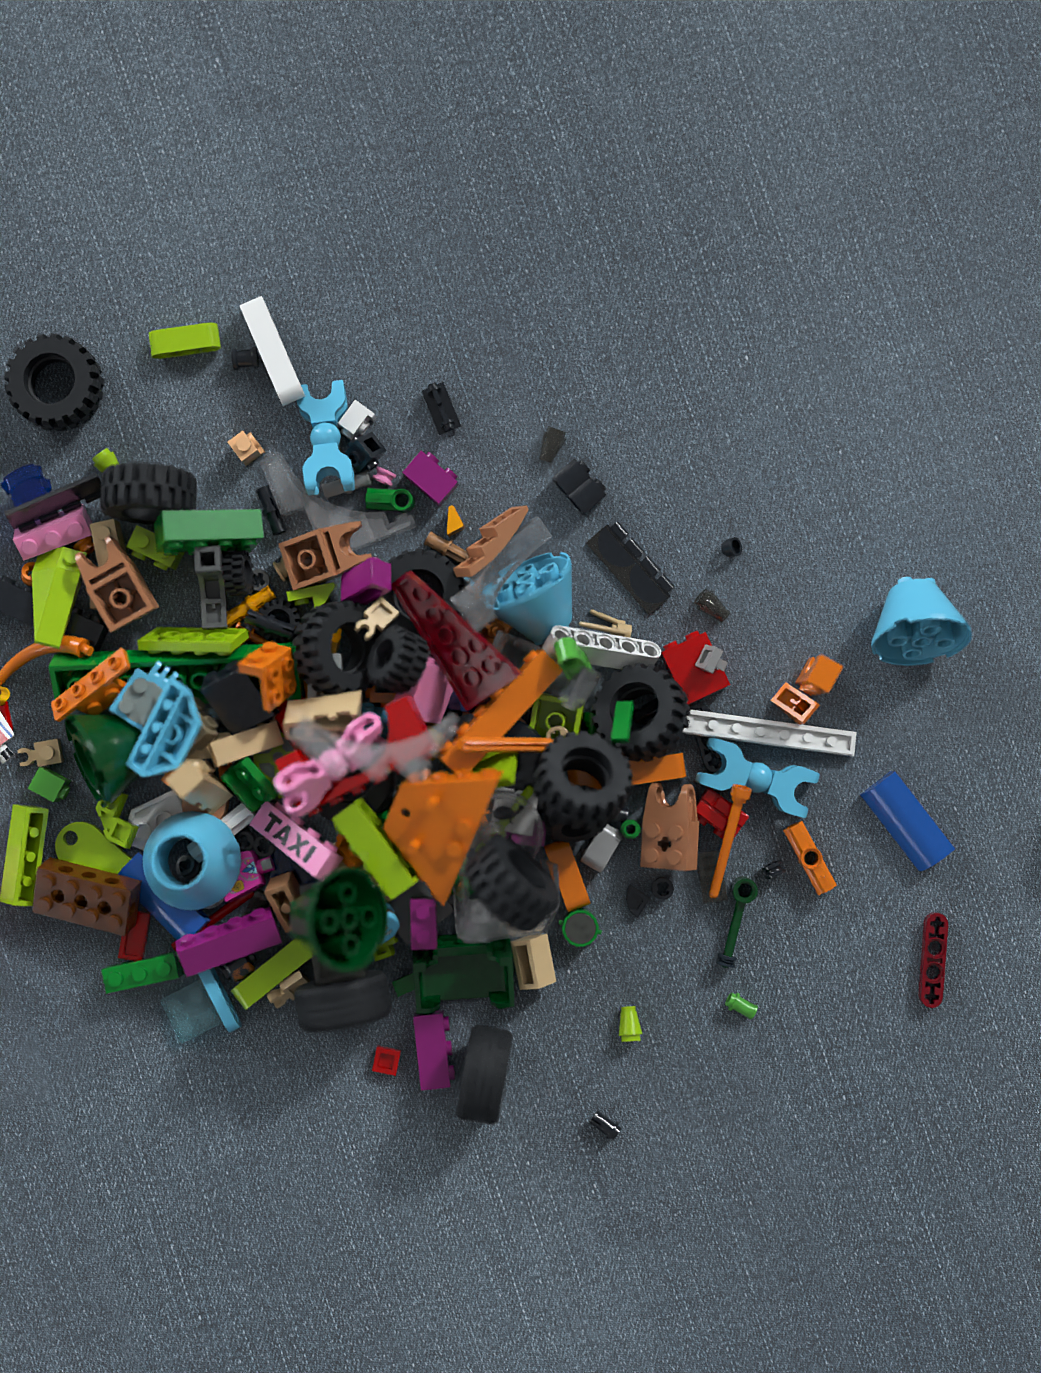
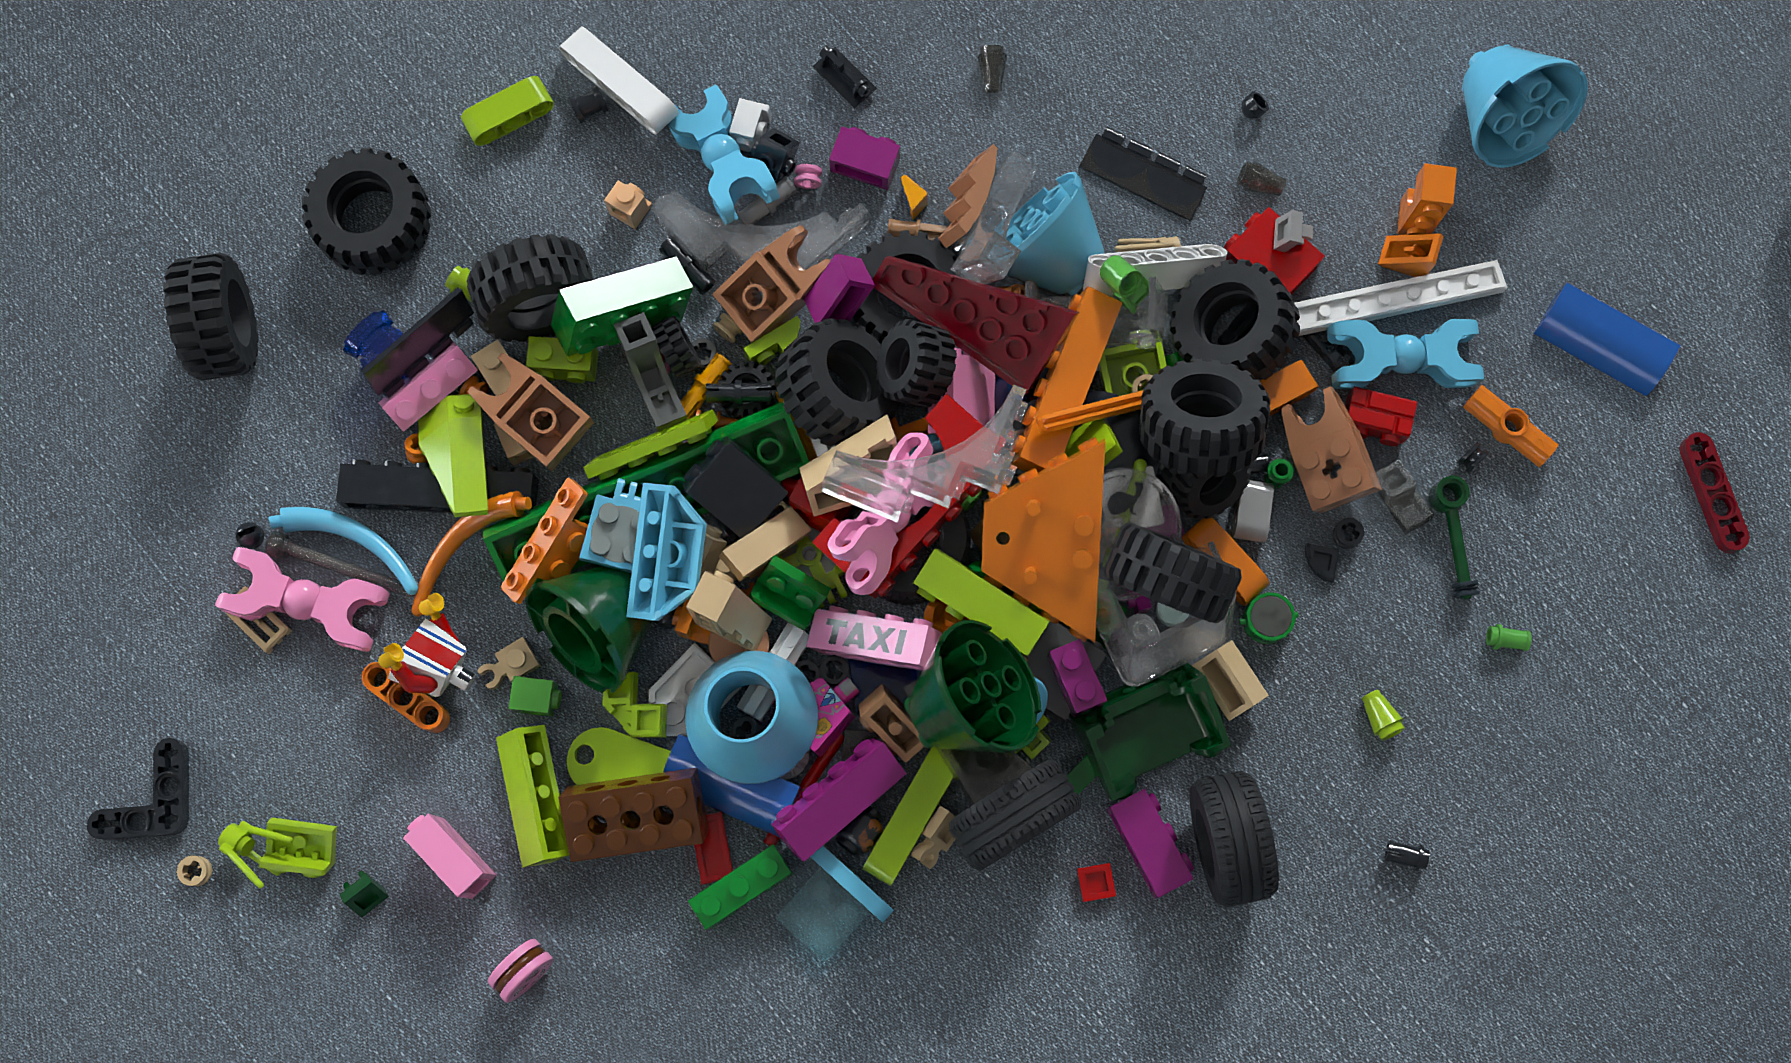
camera: 15 degrees left, 10 degrees down
(276, 672) = (773, 433): orange bracket -> none
(378, 616) = (870, 324): tan plate -> none
(387, 500) = (822, 199): green piece -> none
(579, 486) = (1045, 102): black brick -> none
(622, 721) = (1221, 333): green piece -> none
(739, 796) = (1397, 377): orange piece -> none

